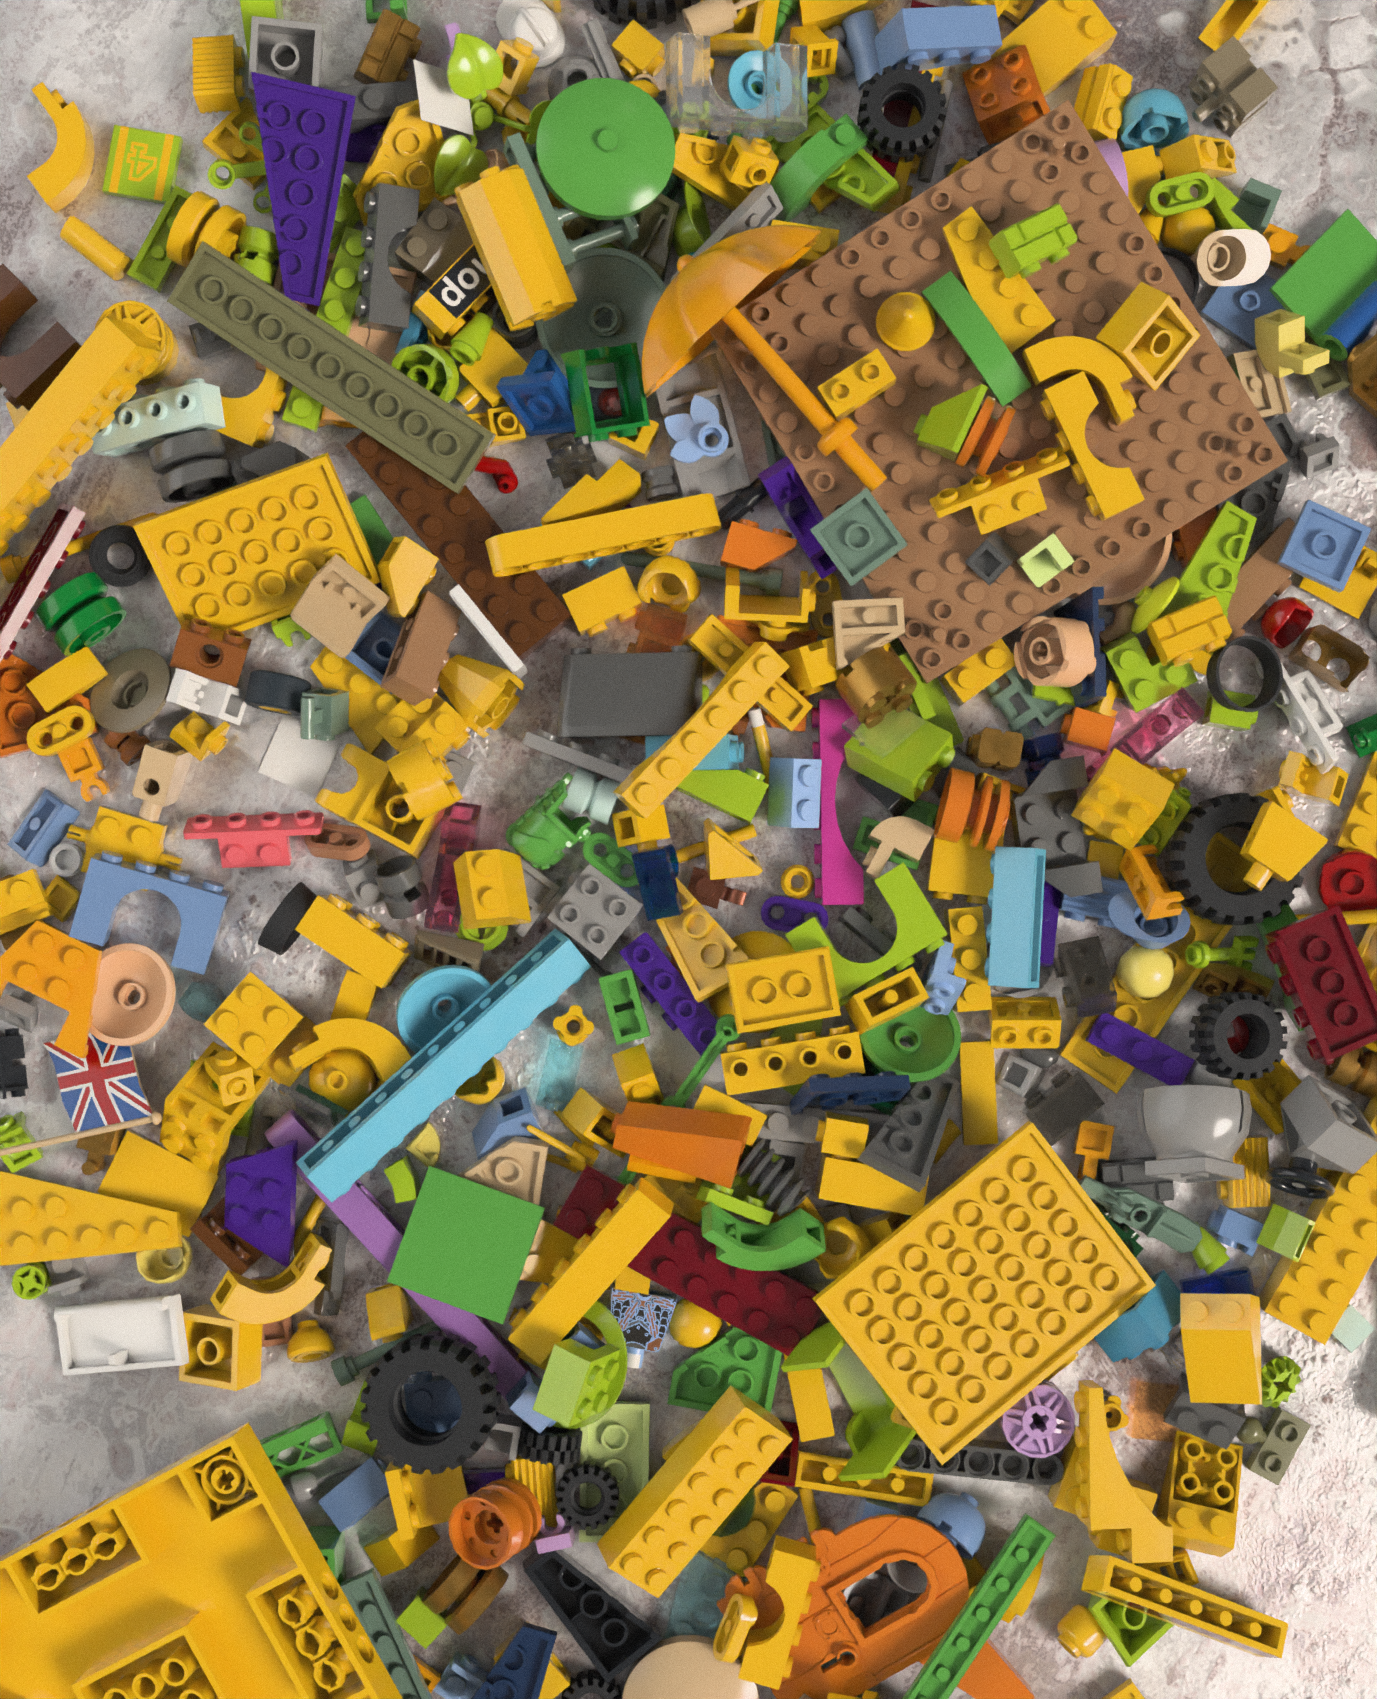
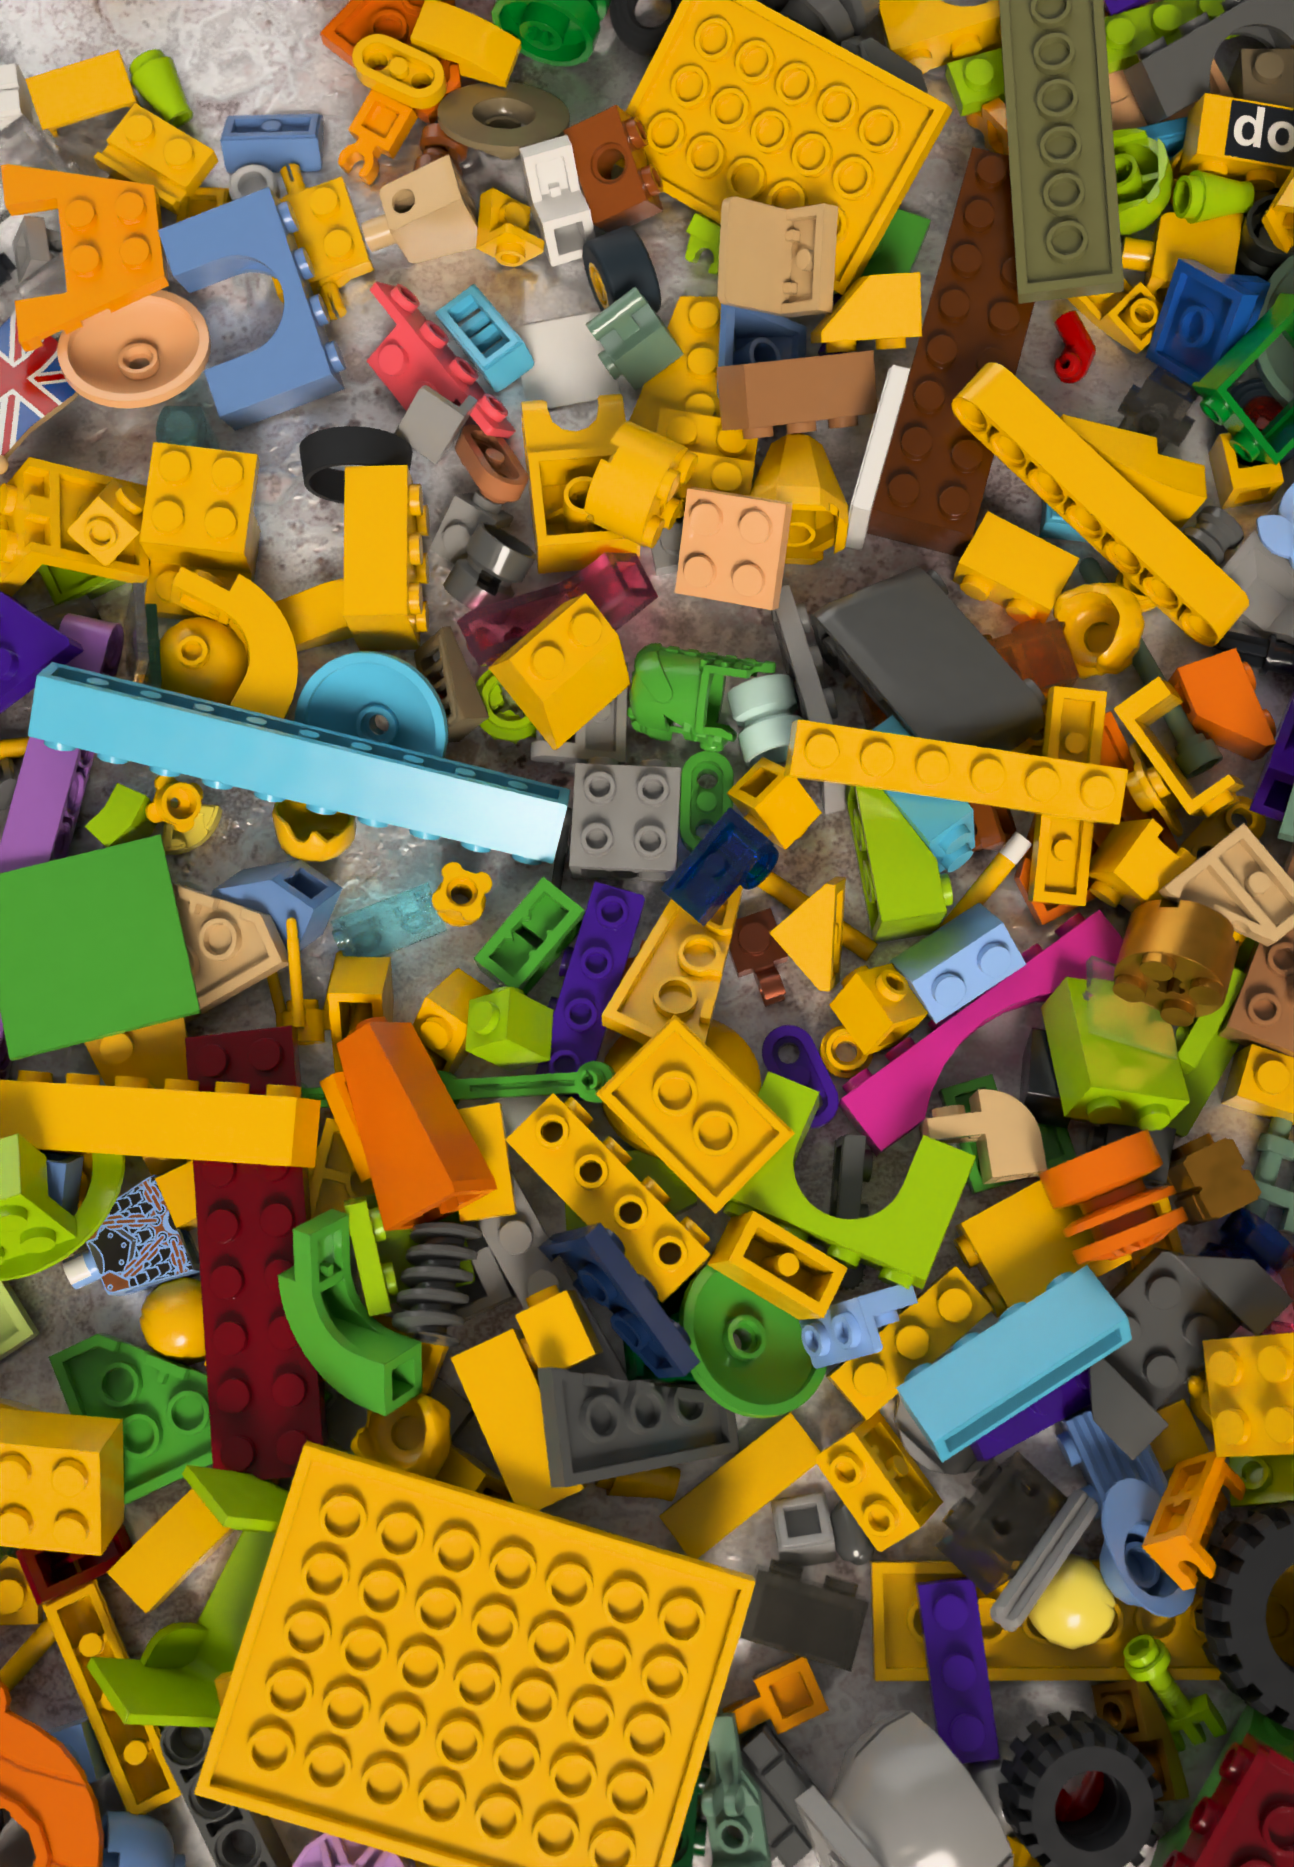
camera: 60 degrees right, 10 degrees down
(276, 791) = (504, 360): none -> medium azure slope
(296, 862) = (433, 423): none -> light grey panel
(422, 1146) = (189, 803): none -> yellow plate
(488, 749) = (733, 548): none -> light nougat plate
(667, 1052) = (509, 1029): none -> lime brick
(788, 851) = (877, 1007): none -> yellow brick
(1119, 971) = (1044, 1561): none -> light grey axle

